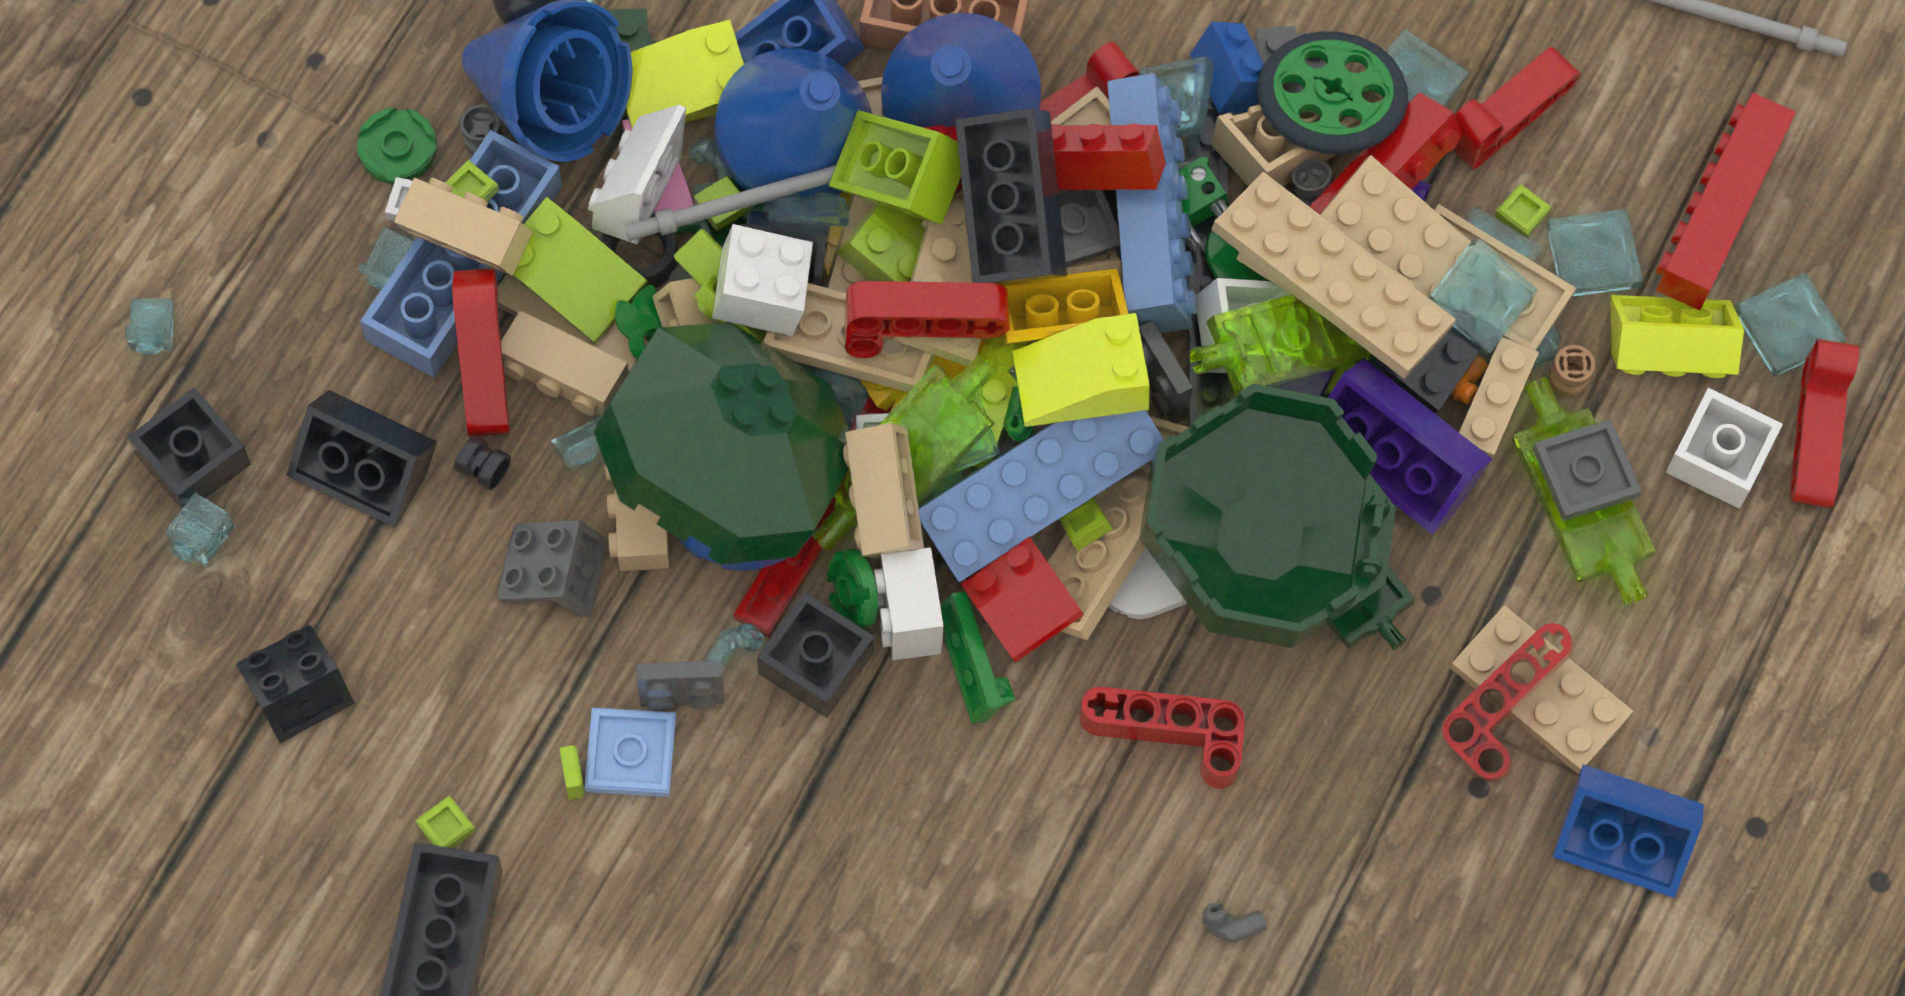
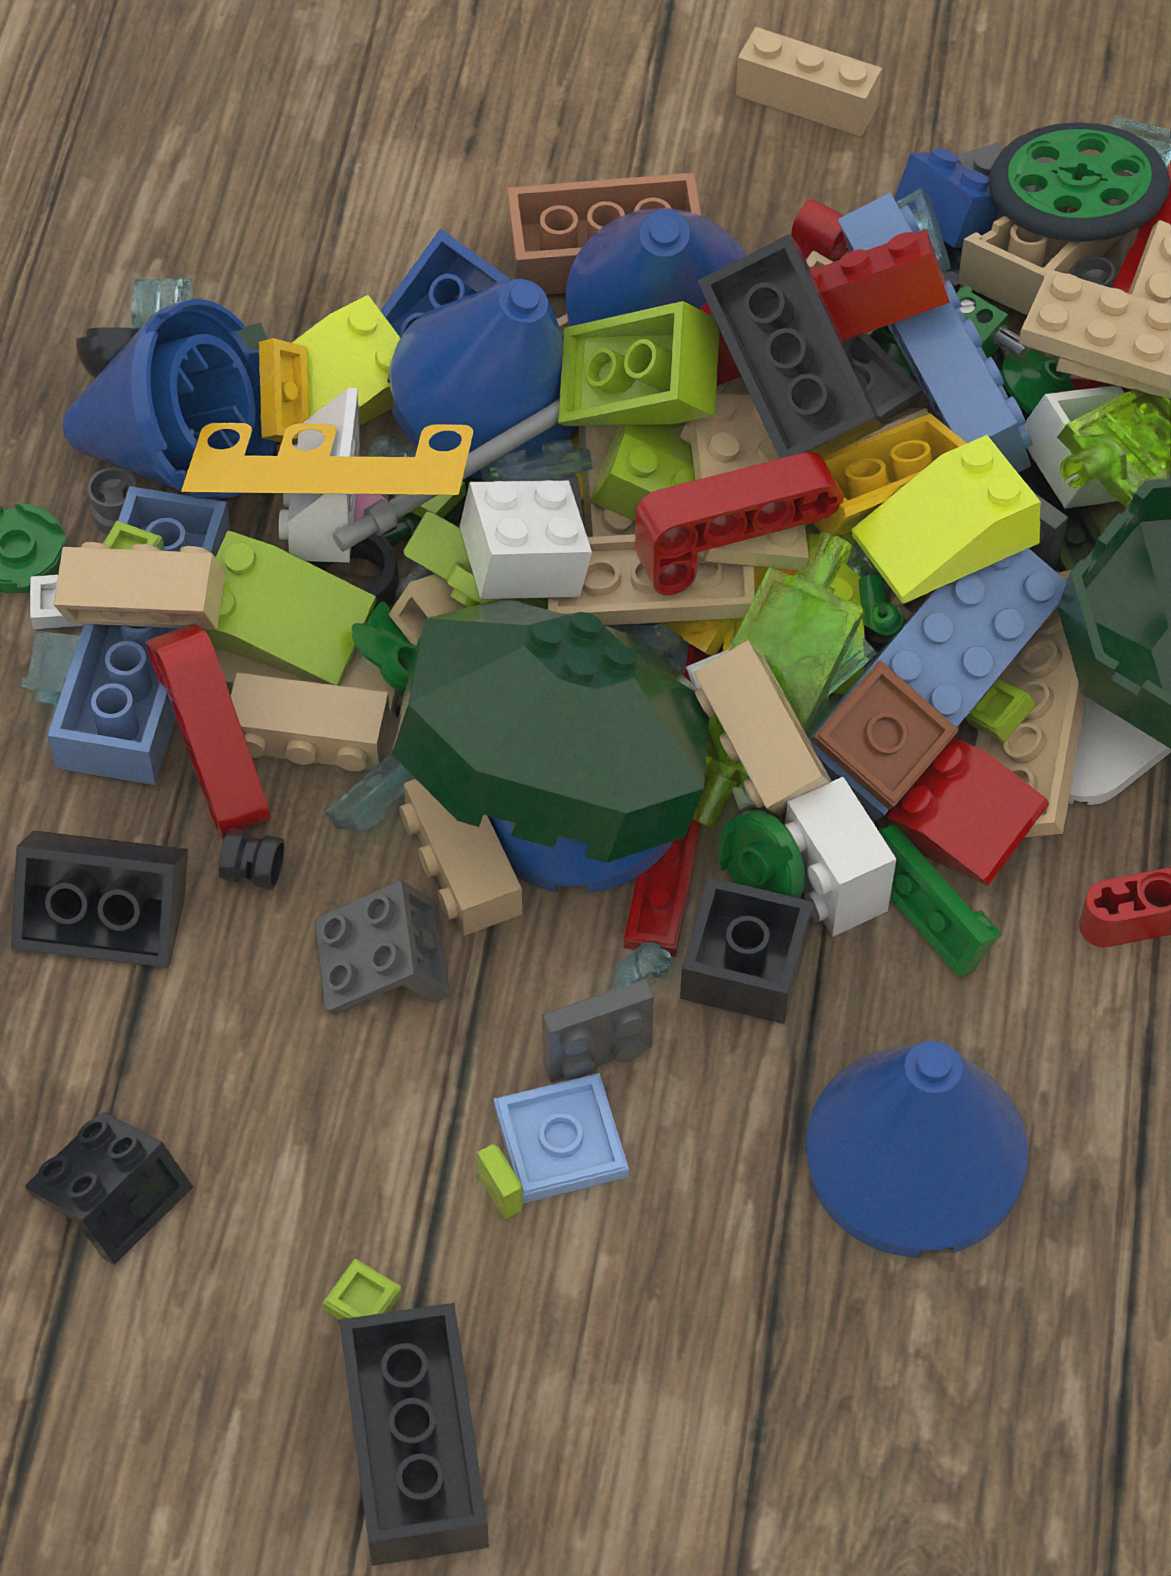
camera: 15 degrees left, 10 degrees down
(625, 178) = (319, 473): none -> yellow piece
(635, 82) = (282, 387): none -> yellow plate
(883, 846) = (916, 1150): none -> blue cone
(976, 523) = (884, 735): none -> dark orange tile

